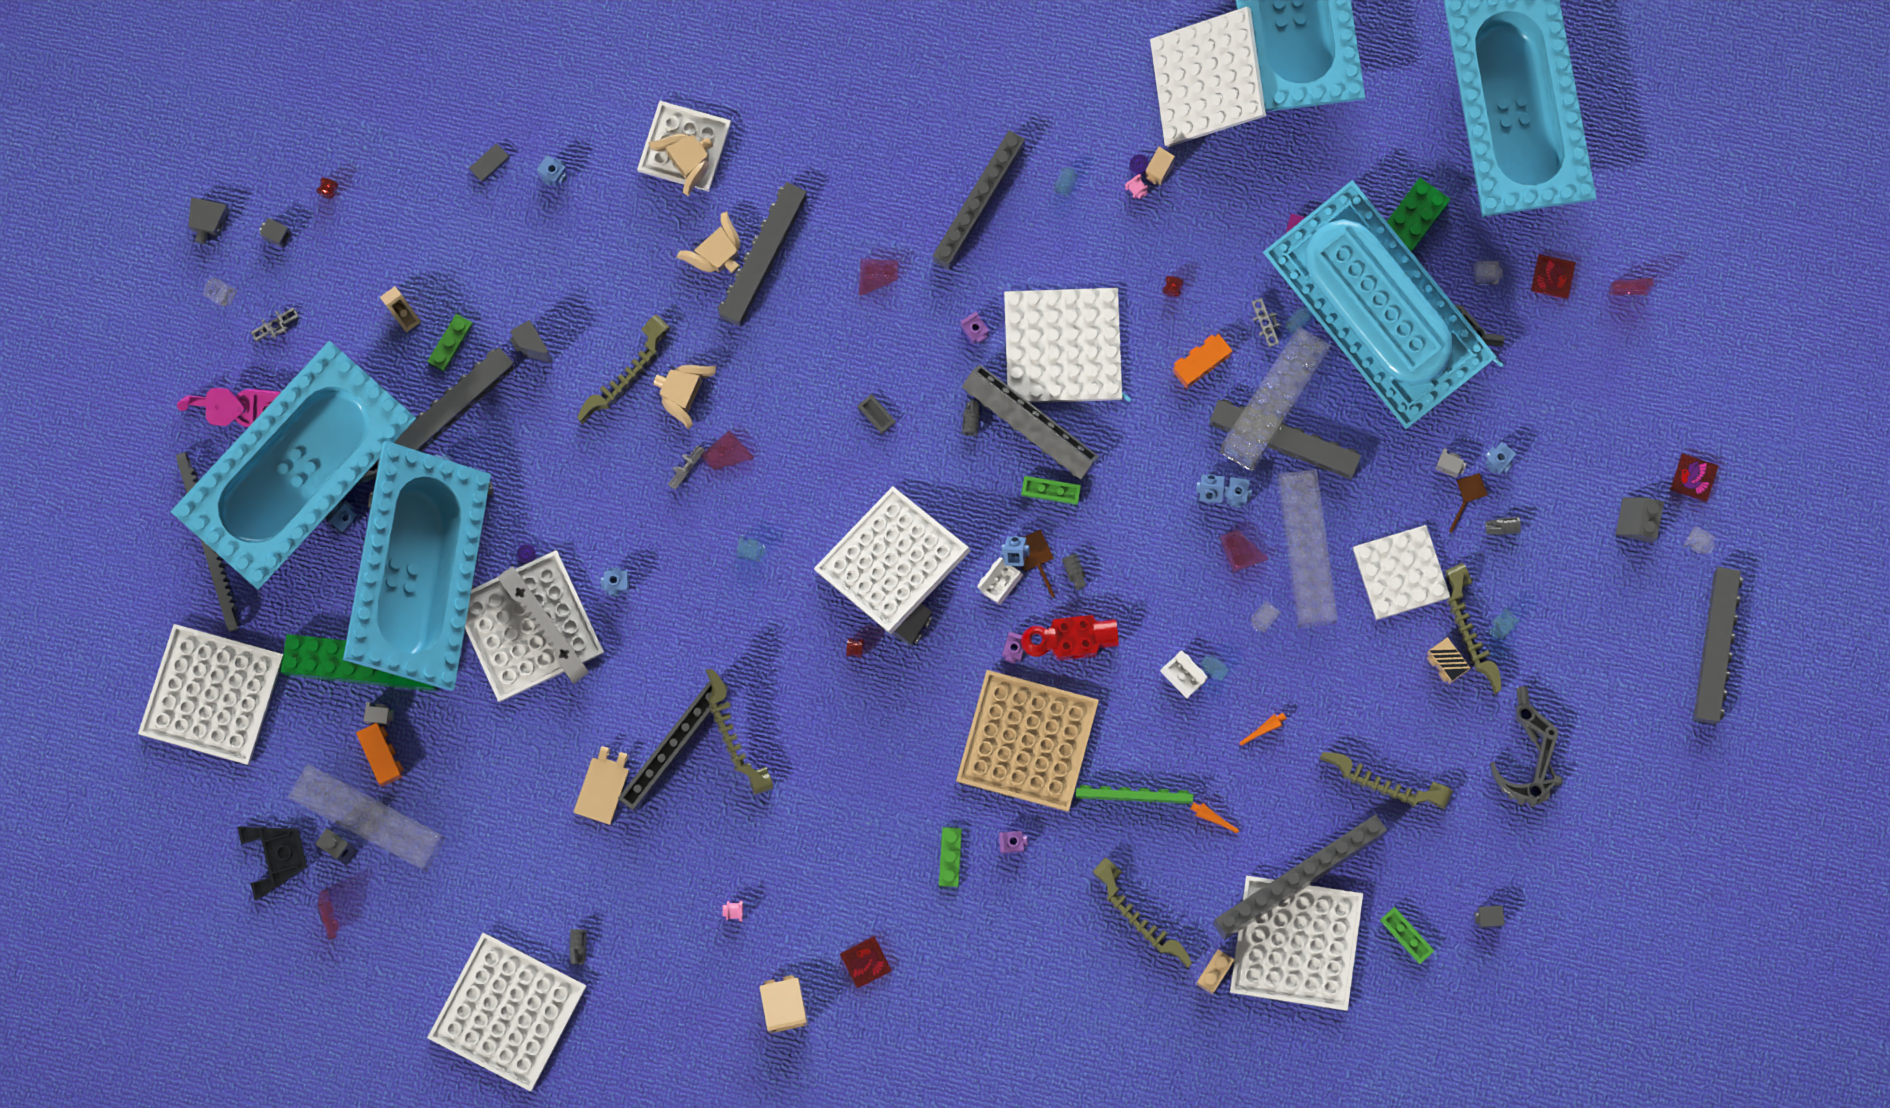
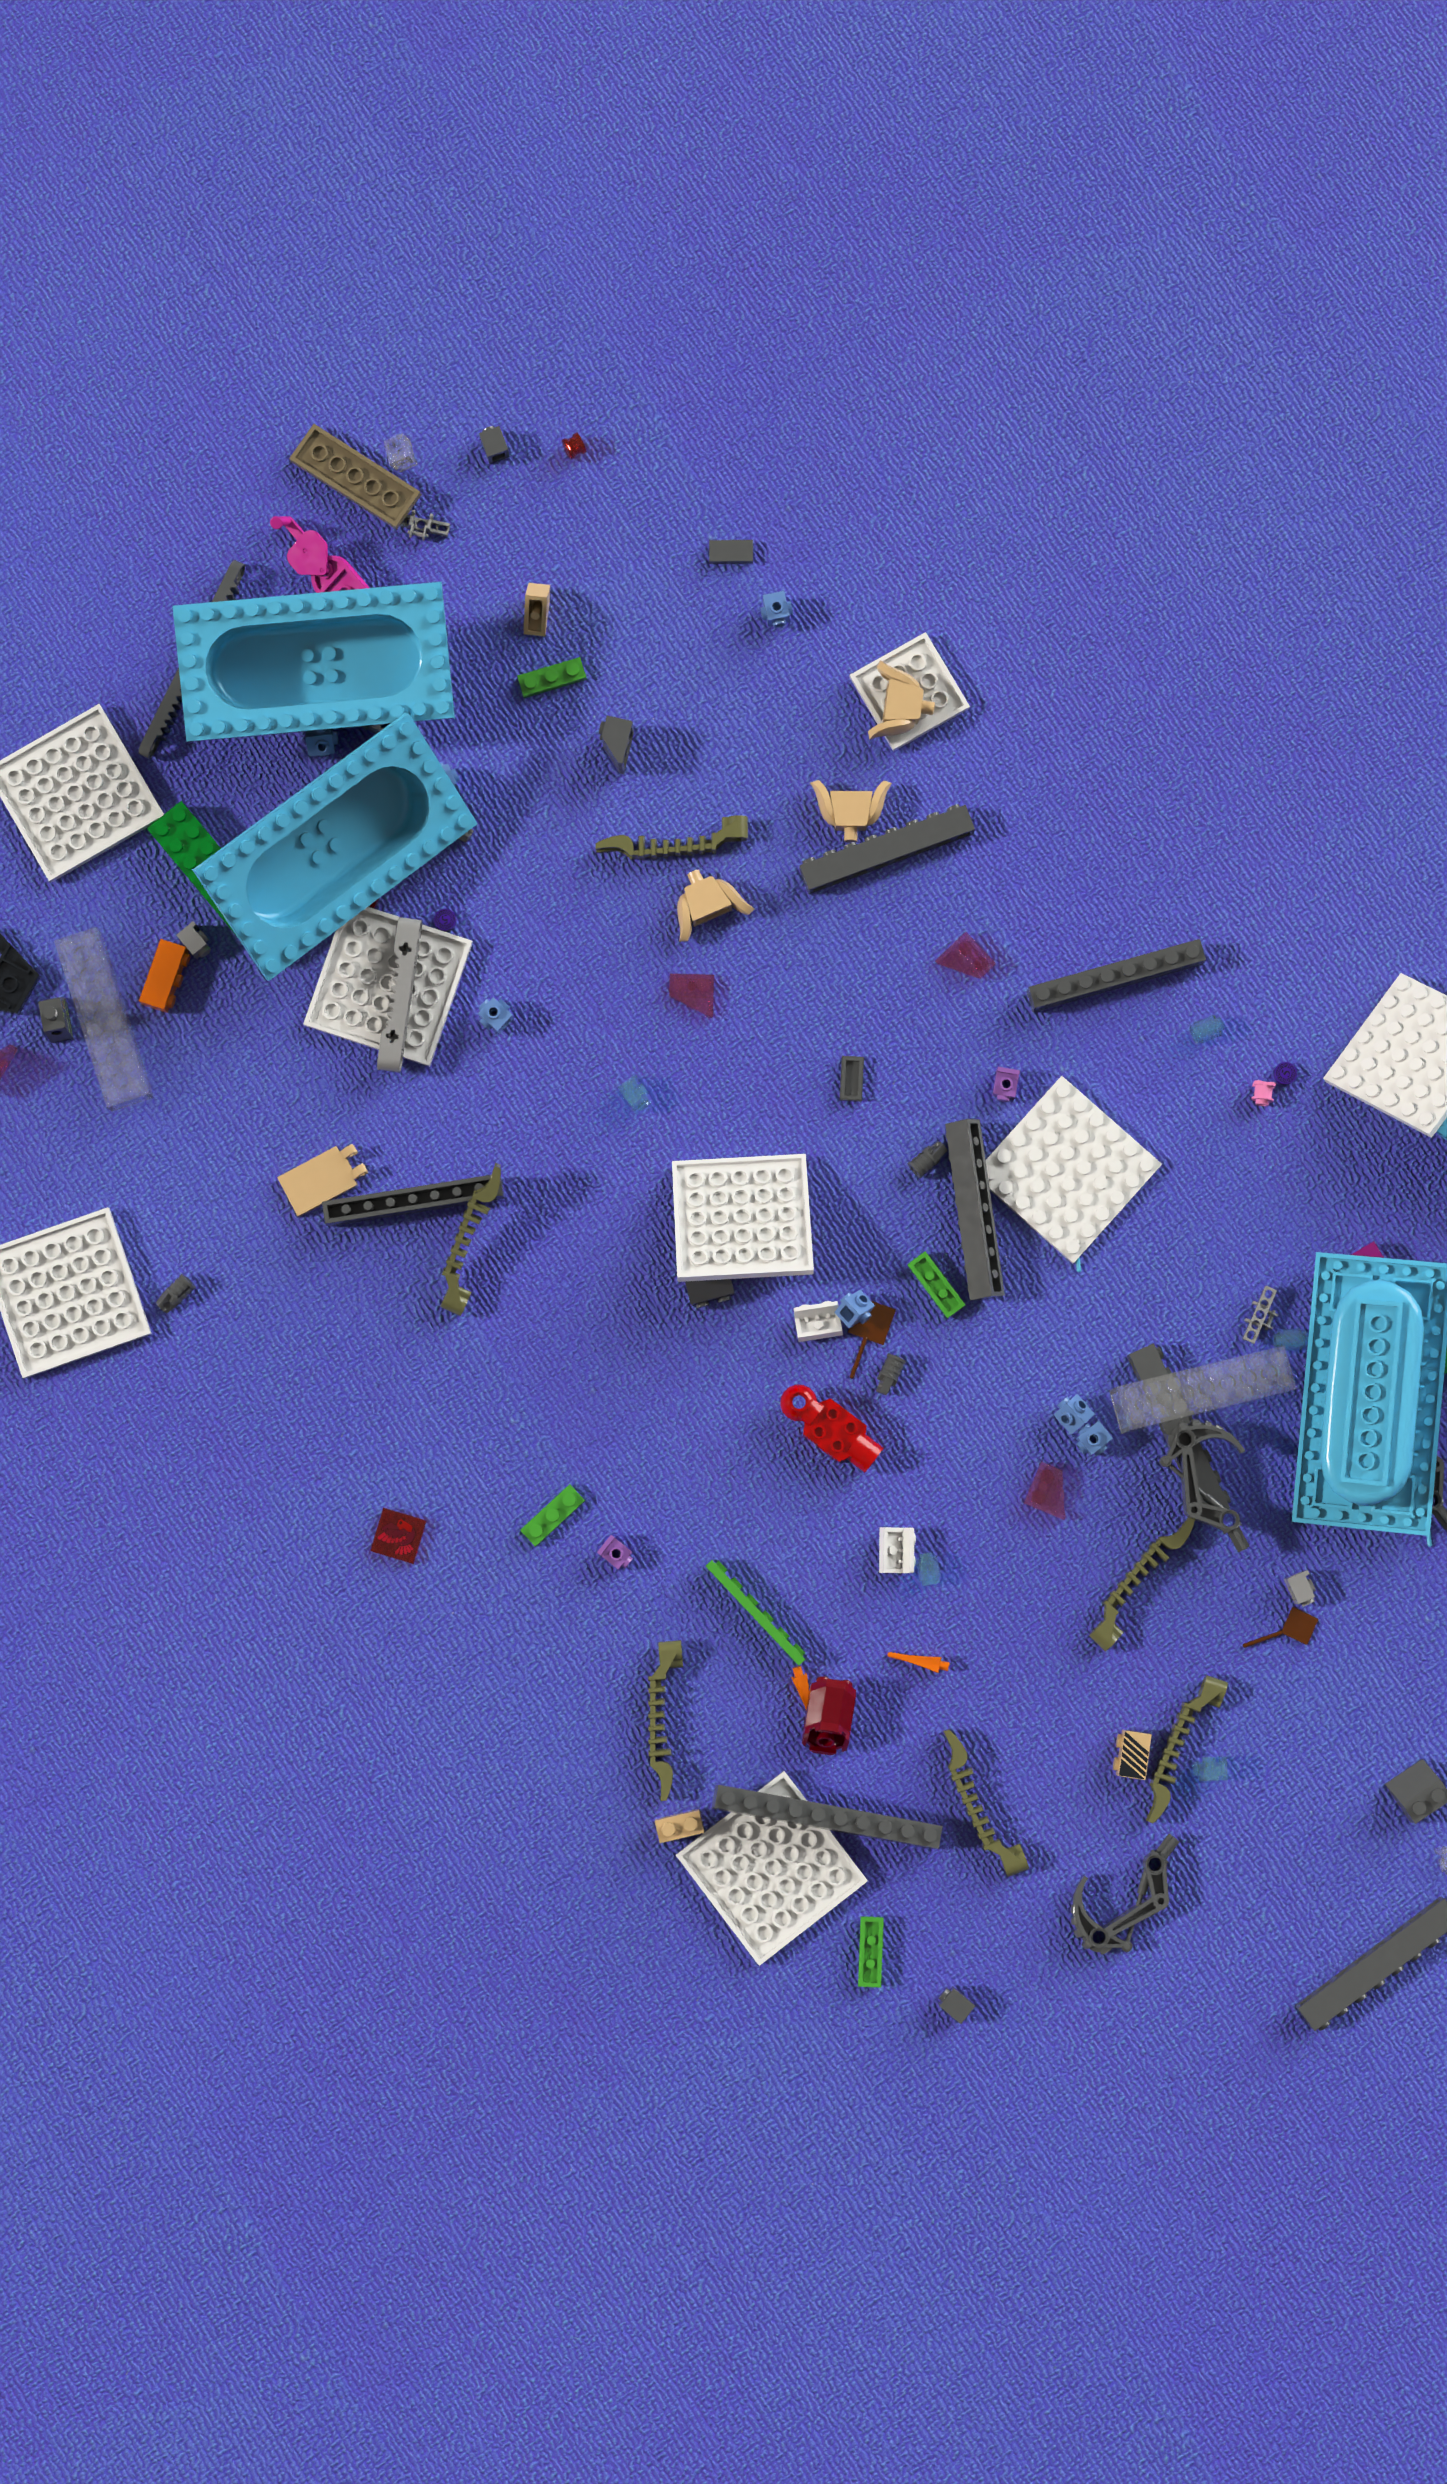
camera: 40 degrees right, 5 degrees up
(204, 332) = (355, 476): none -> dark tan plate
(206, 218) = (448, 378): dark grey torso -> none
(457, 400) = (506, 733): dark grey brick -> none
(682, 472) = (638, 974): light grey piece -> none
(733, 911) = (330, 1387): bright pink brick -> none
(783, 1004) = (295, 1506): tan slope -> none
(855, 647) = (641, 1262): clear red wheel -> none
(1013, 656) = (765, 1393): medium lavender brick -> none
(1027, 741) = (711, 1479): tan plate -> none
(1160, 166) = (1299, 1093): tan slope -> none
(1173, 286) = (1210, 1207): clear red wheel -> none
(1202, 360) = (1173, 1295): orange brick -> none
(1241, 814) = (829, 1715): none -> dark red brick
(1265, 617) = (1012, 1567): clear brick -> none
(1307, 548) = (1106, 1543): clear brick -> none
(1352, 466) = (1192, 1505): none -> dark grey piece
(1359, 601) = (1107, 1631): none -> olive piece
(1401, 572) = (1167, 1640): white plate -> none
(1503, 526) = (1294, 1685): dark grey hinge -> none
(1505, 455) = (1355, 1625): medium blue brick -> none

